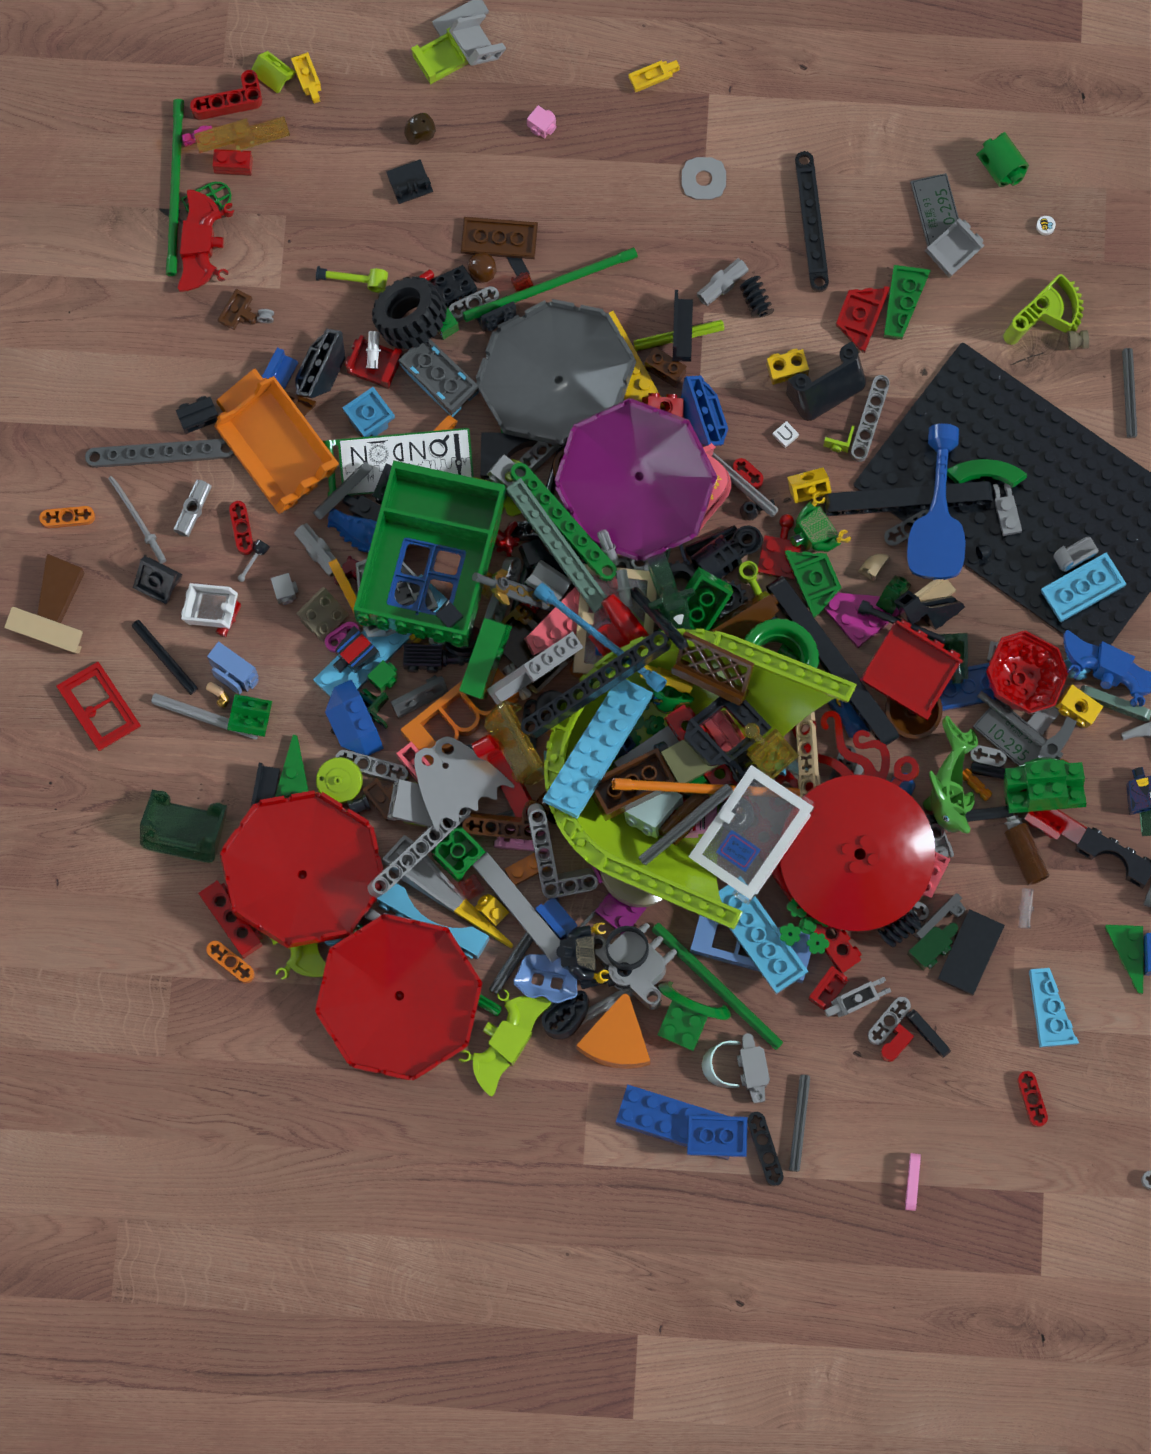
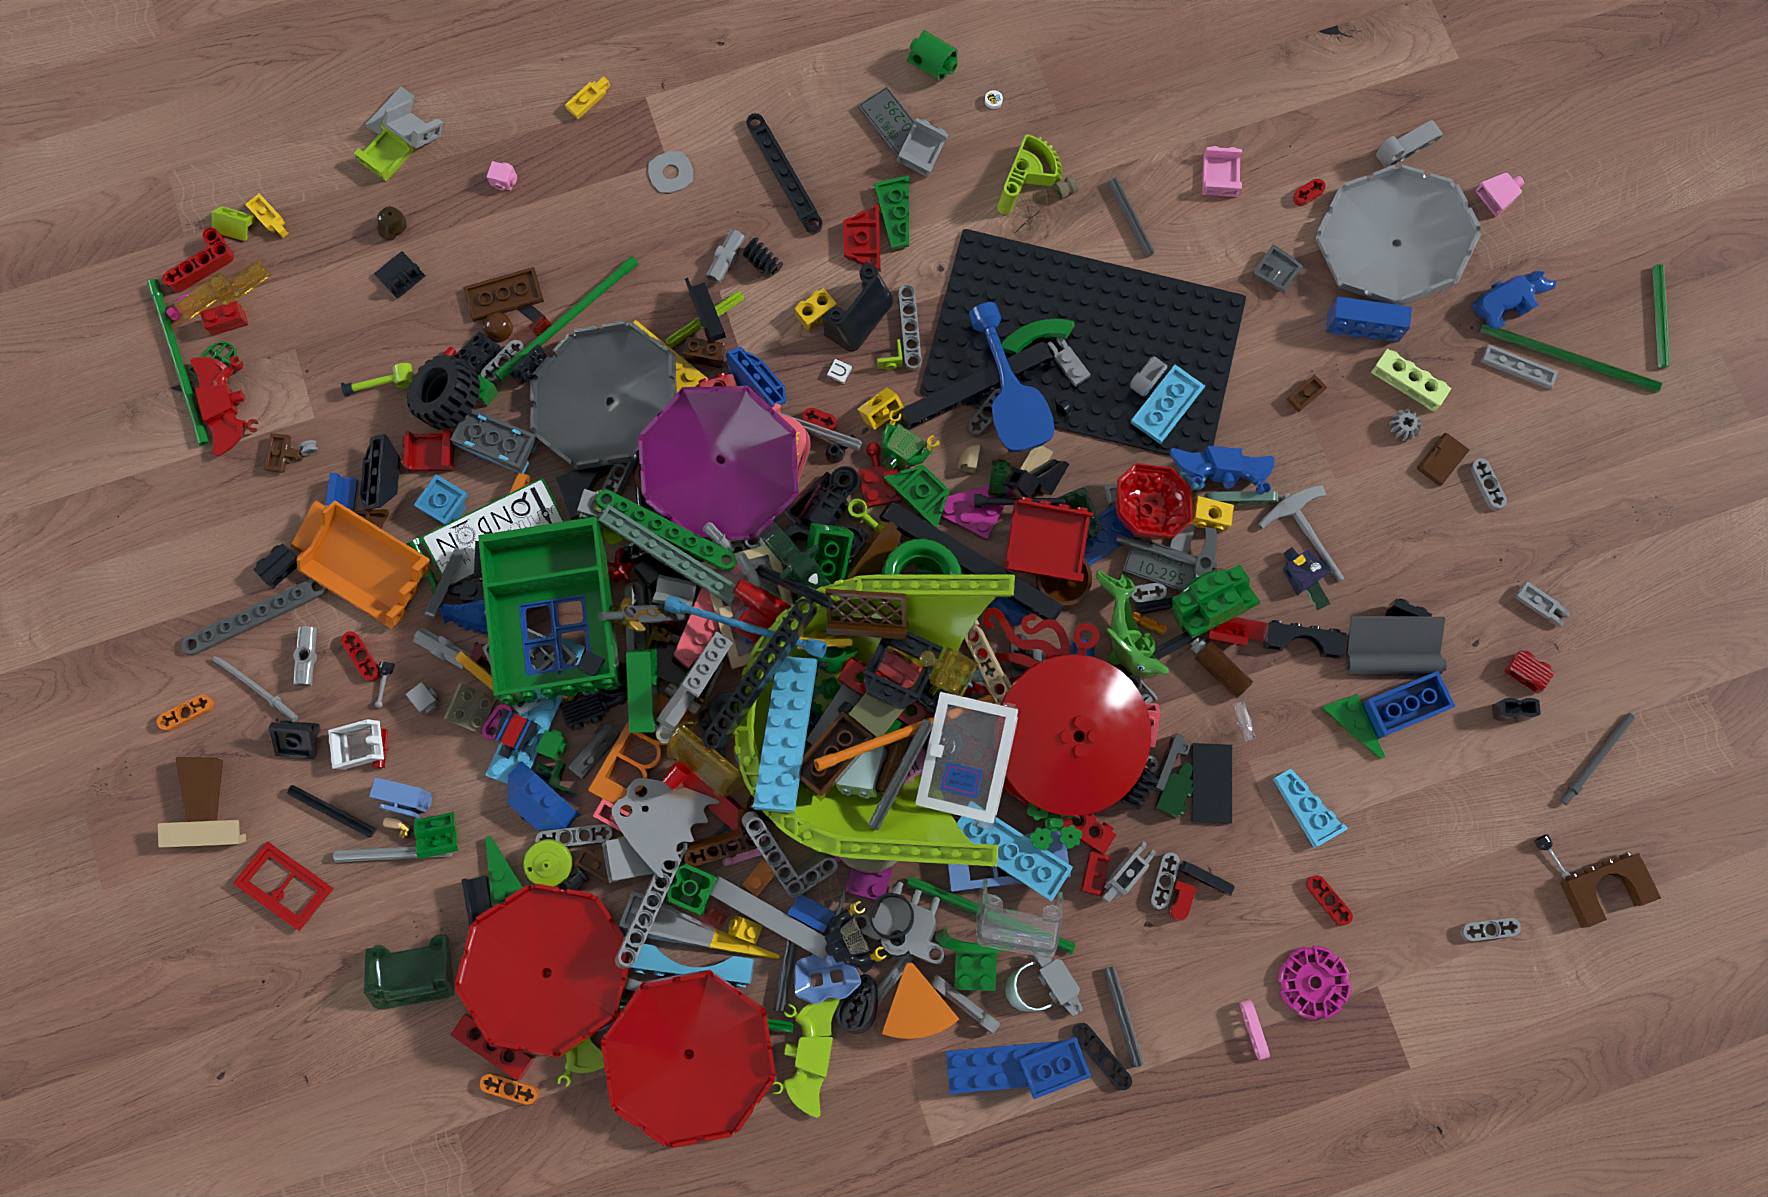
camera: 25 degrees left, 0 degrees up
(373, 349) = (423, 440): white axle -> none
(487, 705) = (663, 734): none -> white tile
(657, 1046) = (964, 1003): none -> light grey piece
(736, 1004) = (1016, 929): none -> clear windscreen
(974, 1167) = (1306, 991): none -> dark pink plate

